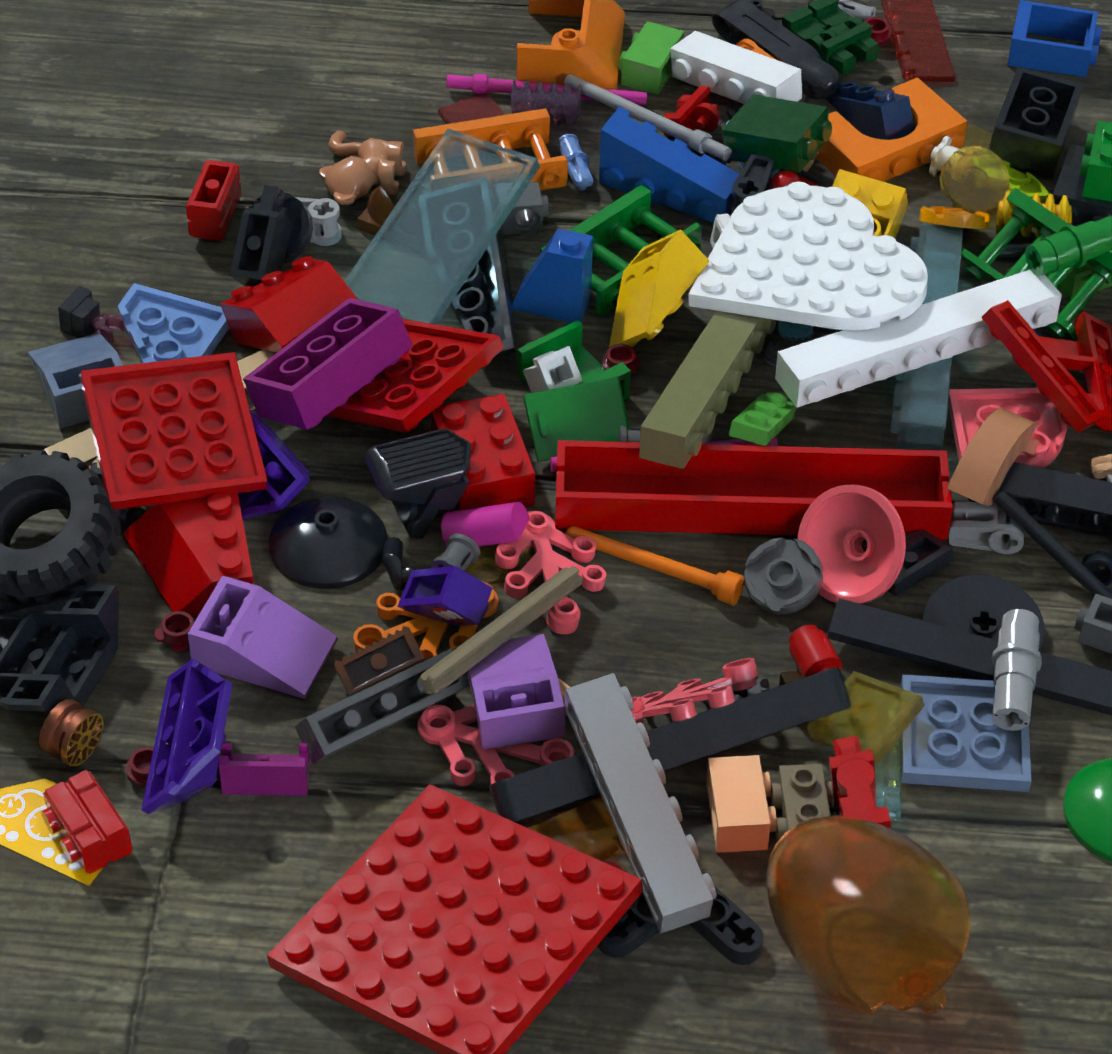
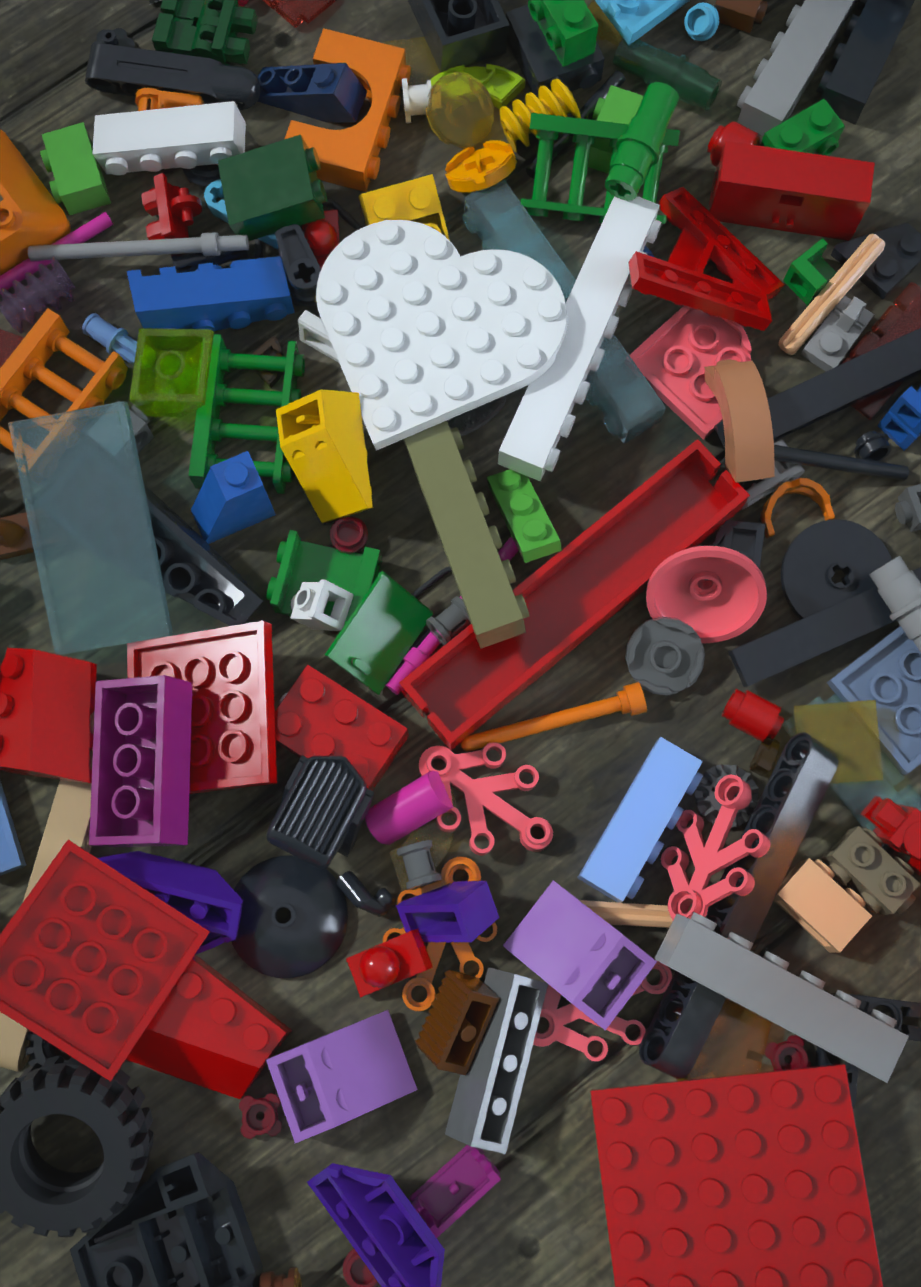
camera: 40 degrees left, 30 degrees up
(367, 601) = (389, 962): none -> red tile
(500, 630) = (528, 917): dark tan axle -> none
(589, 187) = (171, 371): none -> clear neon green slope
(656, 652) = (640, 820): none -> light blue brick
(967, 553) = (798, 486): none -> orange helmet

